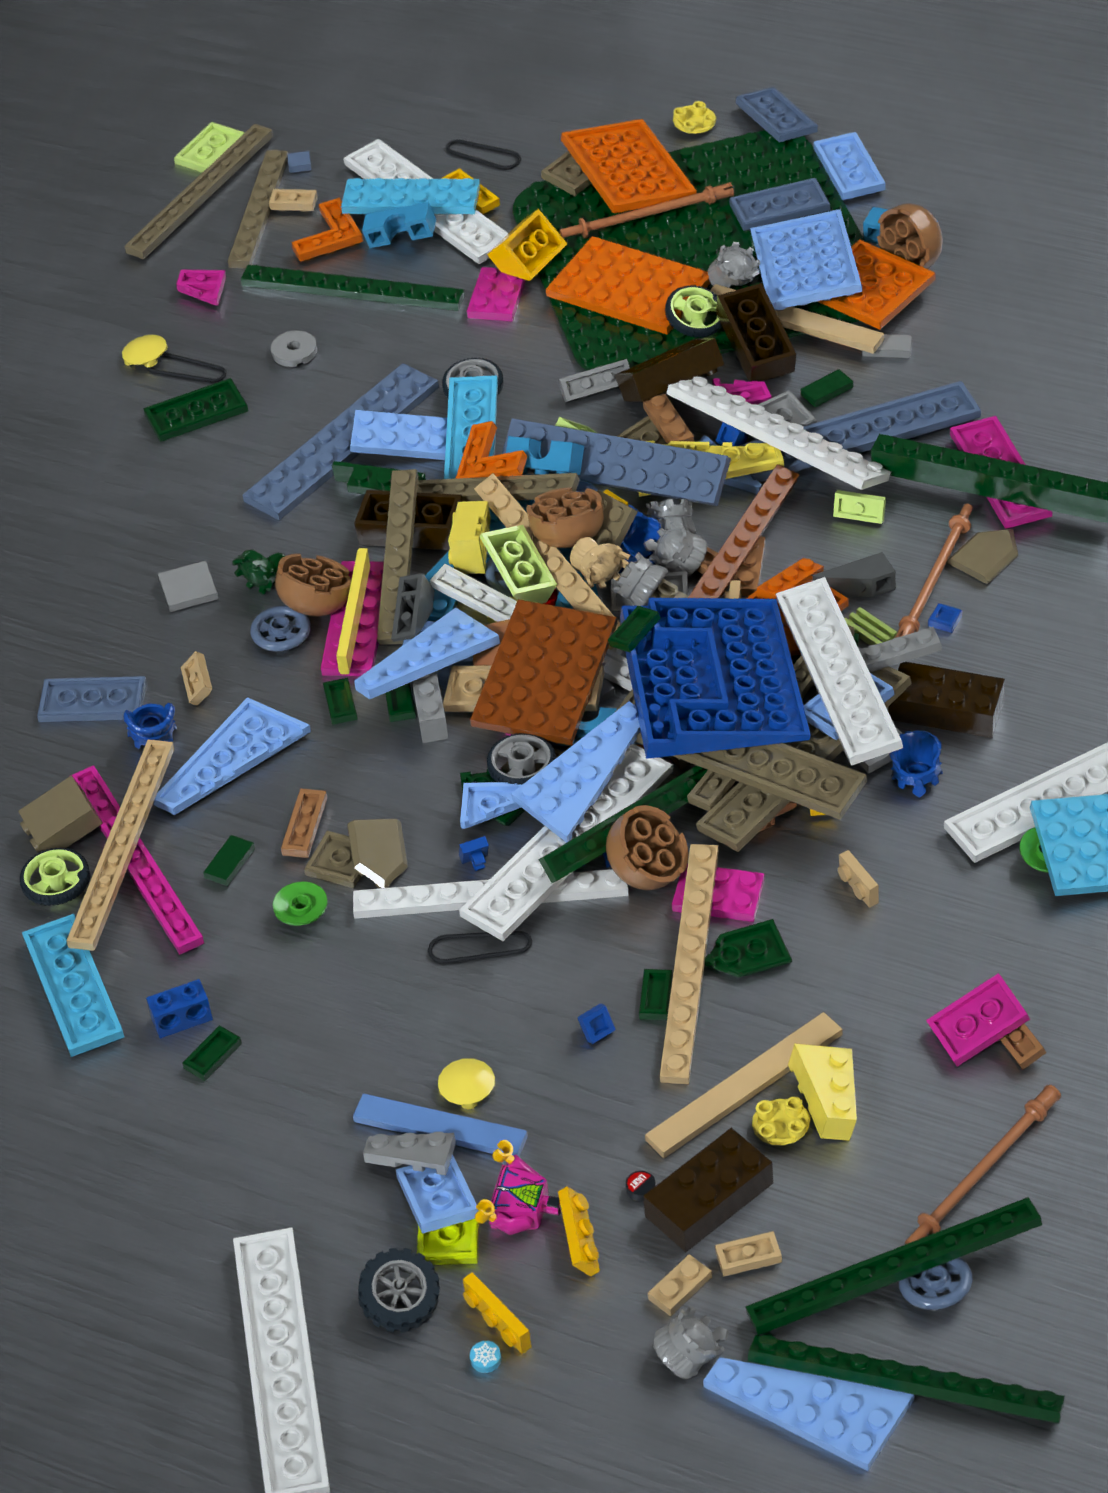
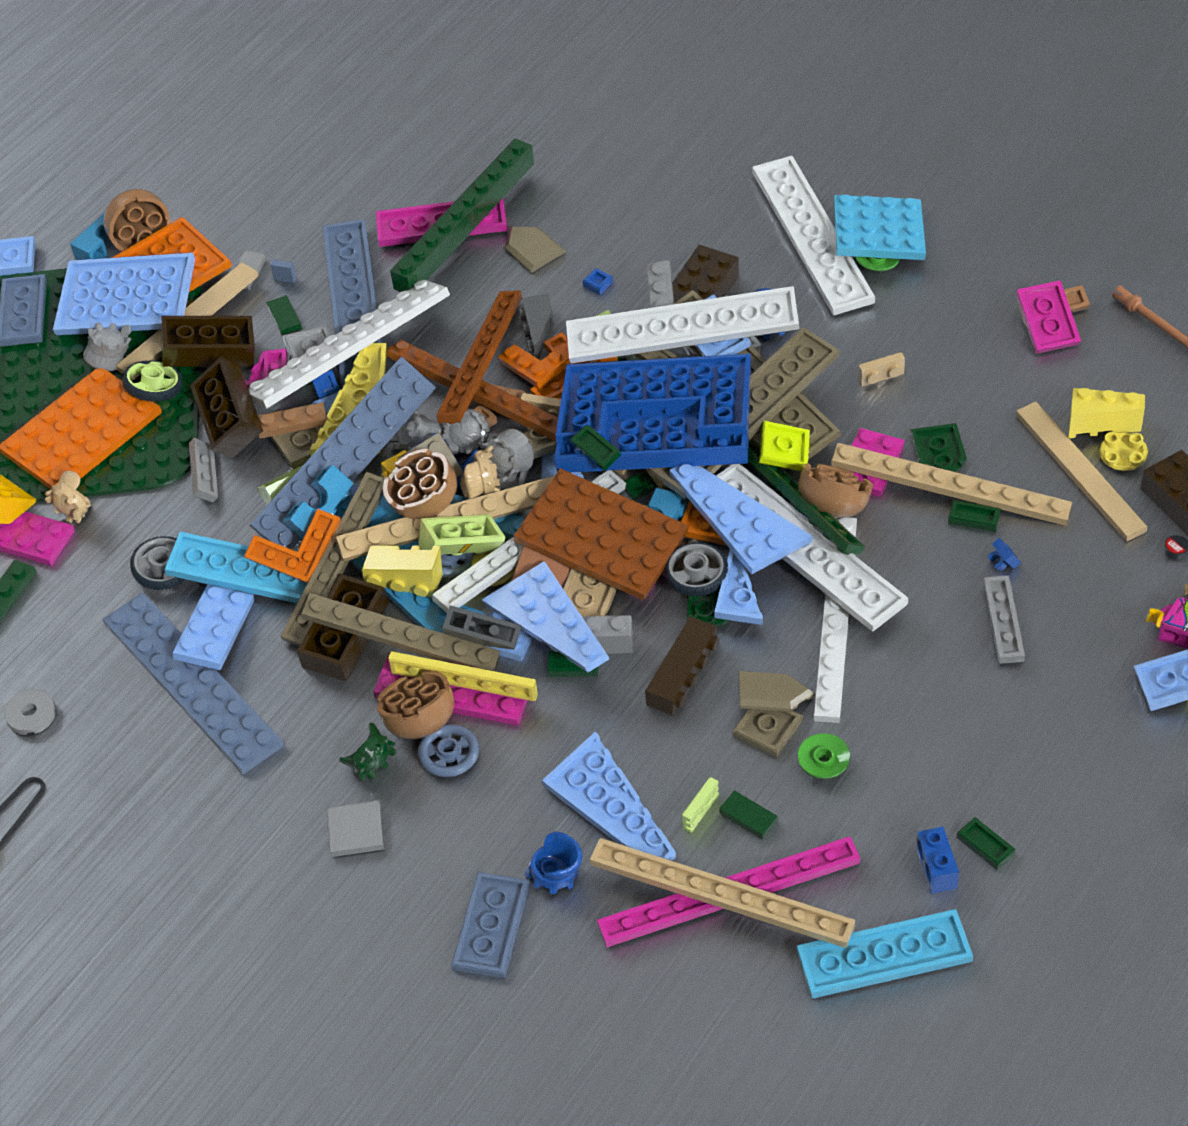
camera: 80 degrees left, 5 degrees up
(56, 881) = (739, 952): yellowish green wheel -> none
(59, 816) = (667, 950): dark tan brick -> none
(195, 409) = (84, 808): dark green tile -> none
(196, 678) = (499, 824): tan plate -> none
(231, 818) = (700, 805): none -> yellowish green tile
(304, 823) = (719, 747): medium nougat plate -> none
(340, 701) = (561, 710): dark green tile -> none
(364, 477) = (274, 652): dark green bracket -> none
(401, 776) = (681, 666): none -> dark brown brick
(413, 1149) = (1130, 690): light grey wing -> none
(420, 1120) = (1096, 677): medium blue tile -> none
(466, 1082) = (1051, 653): light yellow dish -> none
(467, 935) = (905, 641): black piece -> none
(474, 852) = (791, 618): blue tile -> none
(504, 1033) = (1004, 619): none -> light grey plate
(534, 299) = (67, 498): none -> tan hair
(695, 796) = (784, 446): none -> neon yellow tile
(776, 530) = (479, 357): none -> dark orange plate
(859, 506) = (450, 311): yellowish green tile -> none
(885, 369) = (283, 271): none -> sand blue tile
(959, 525) = (602, 301): nougat bar -> none

